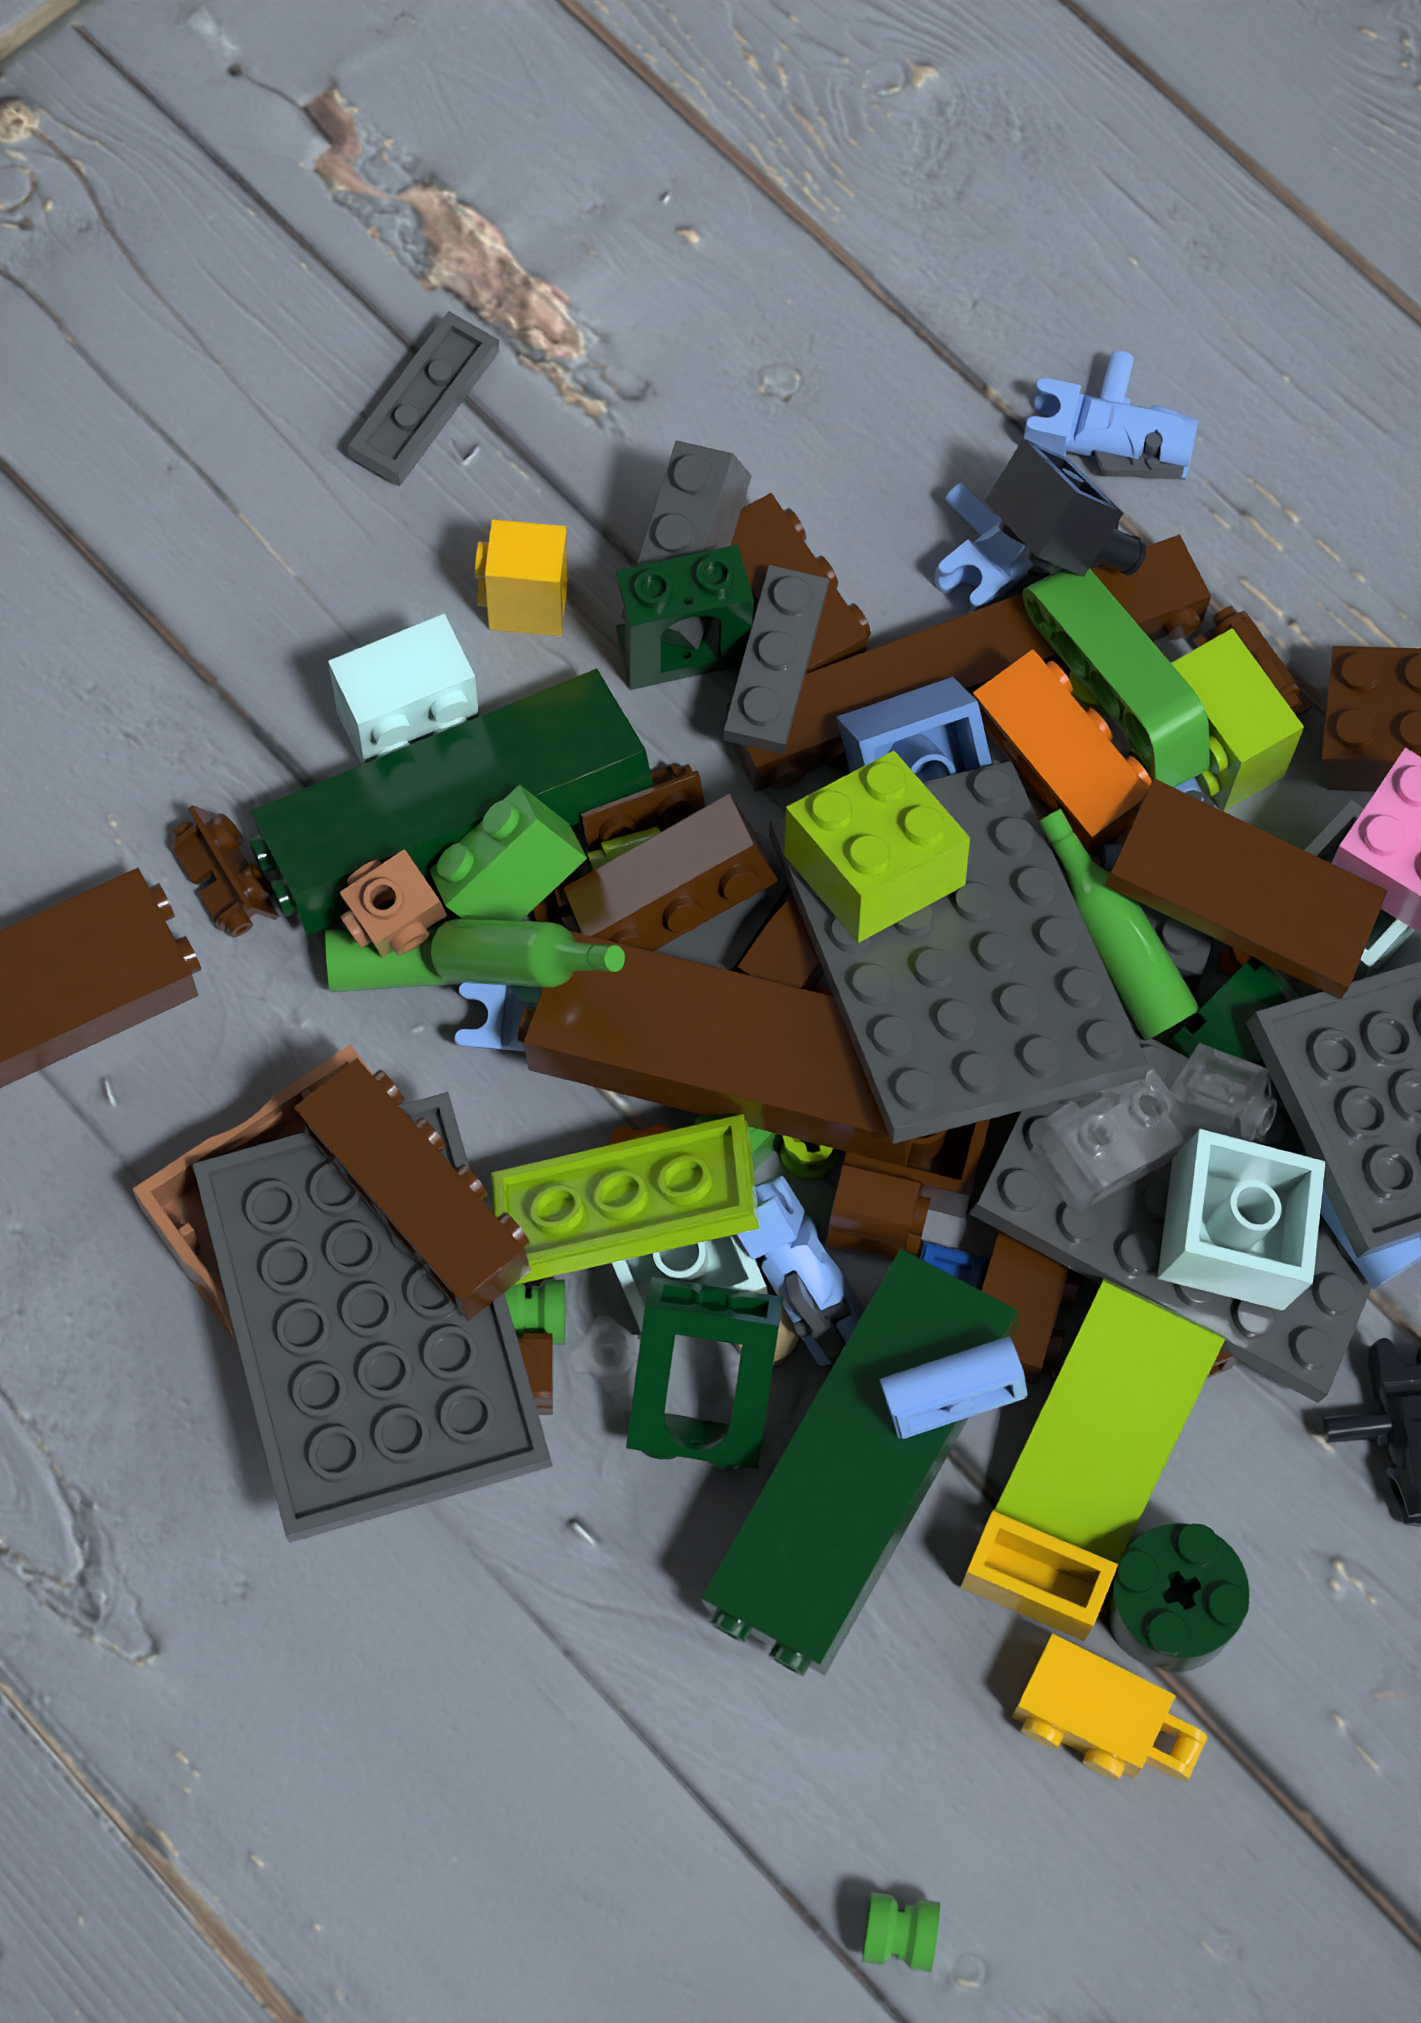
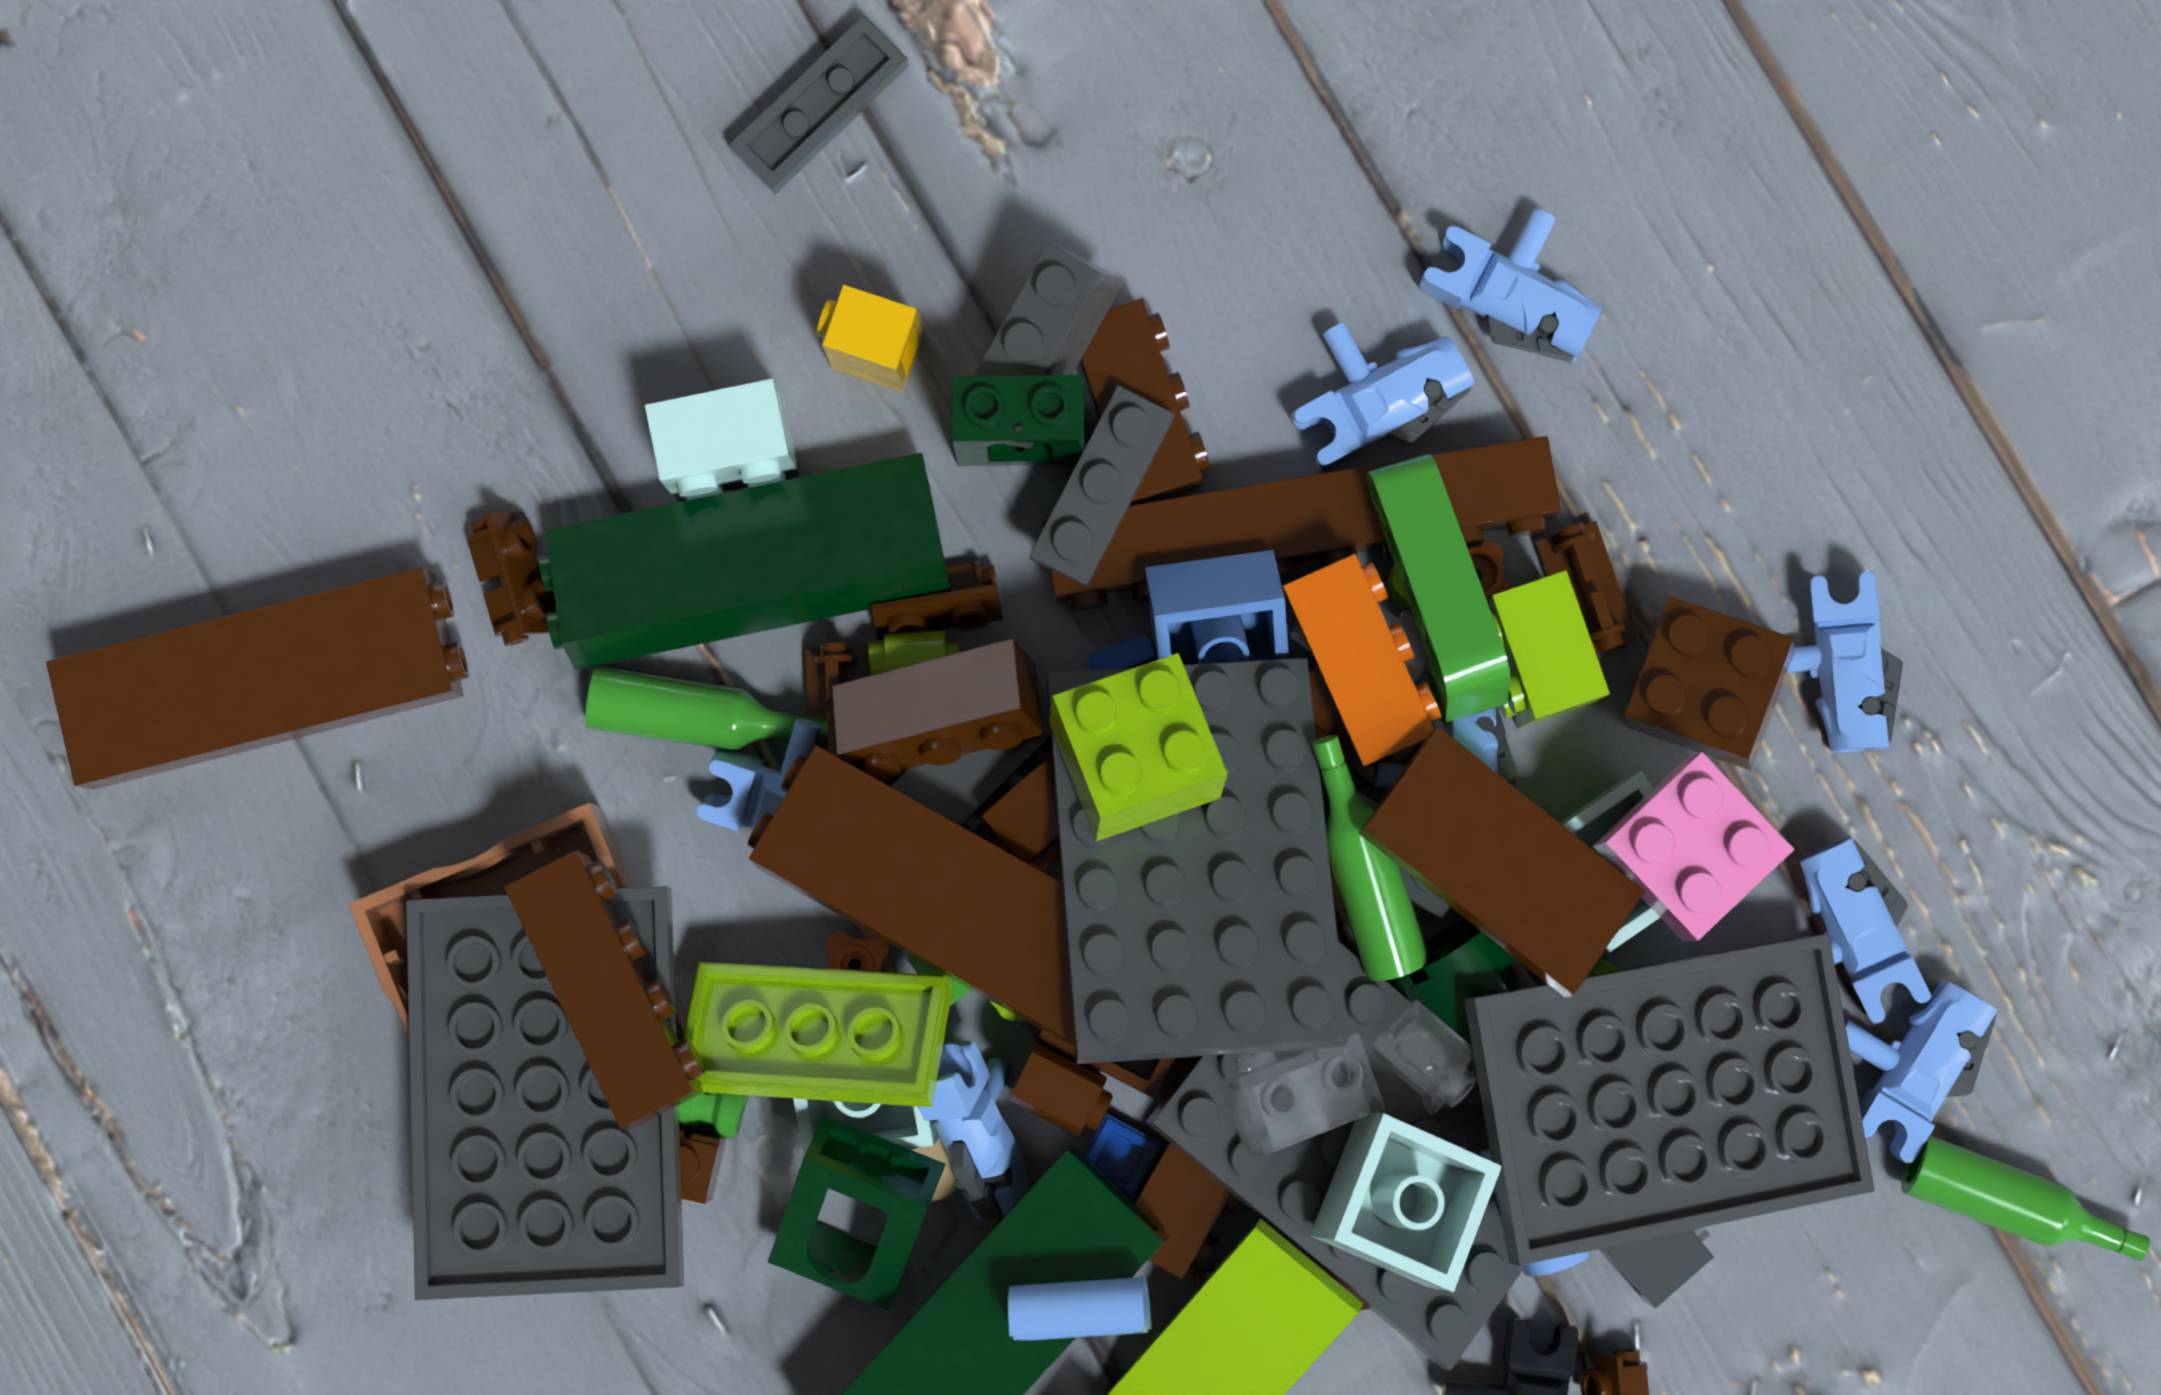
camera: 15 degrees right, 15 degrees up
(388, 884) = (675, 670): nougat brick -> none
(508, 860) = (782, 650): bright green brick -> none
(516, 953) = (761, 765): bright green piece -> none
(1061, 514) = (1423, 404): black brick -> none

